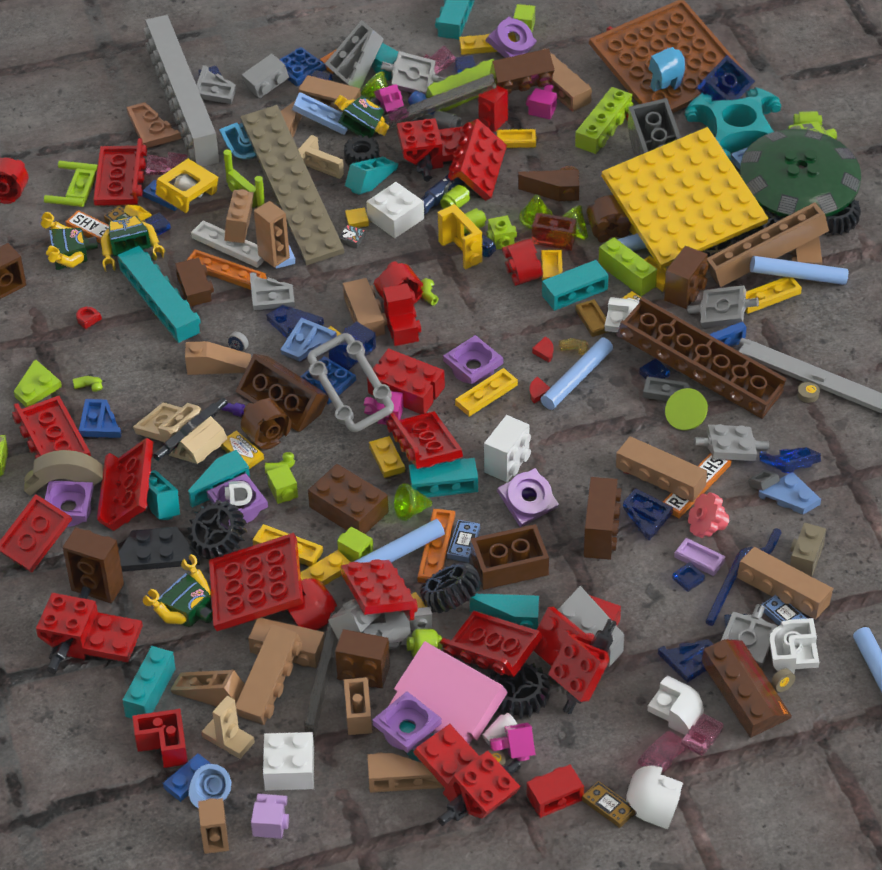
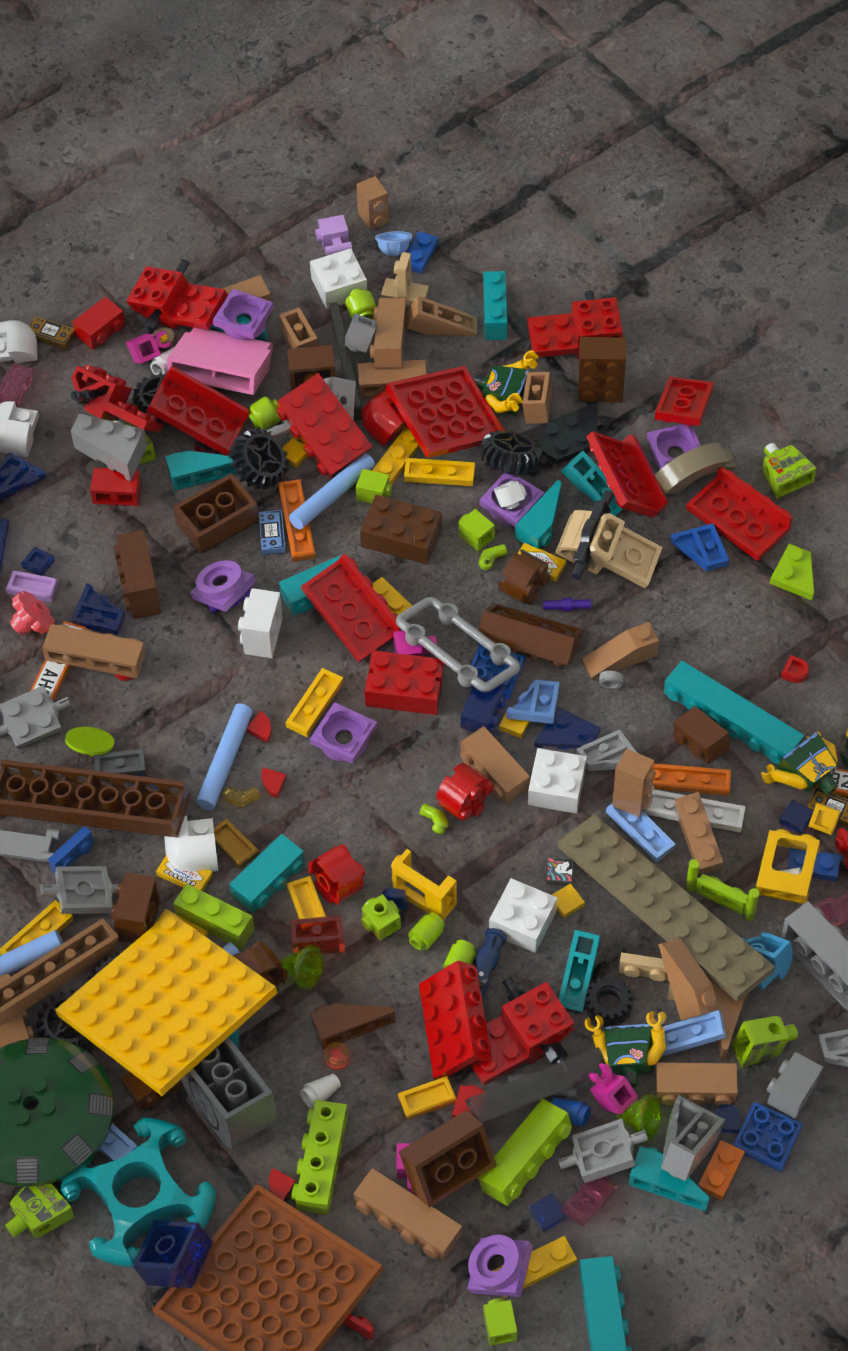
camera: 160 degrees right, 10 degrees up
(85, 381) = (740, 589): lime arm -> none
(163, 571) = (537, 397): none -> medium nougat brick
(164, 732) = (456, 266): red brick -> none
(269, 95) = (762, 1040): none -> lime torso
(280, 722) = (360, 303): none -> lime head
(299, 670) = (360, 333): none -> light grey brick
(303, 127) = (689, 983): none -> medium nougat slope
(320, 283) = (557, 780): none -> white brick
(401, 314) = (443, 754): red brick -> none
(409, 502) = (337, 545): clear neon green hat -> none
(534, 206) = (353, 975): clear neon green hat -> none
(589, 155) = (319, 1089): none -> white cone
(667, 69) = (251, 1232): dark azure brick -> none
(806, 117) = (50, 1245): lime brick -> none

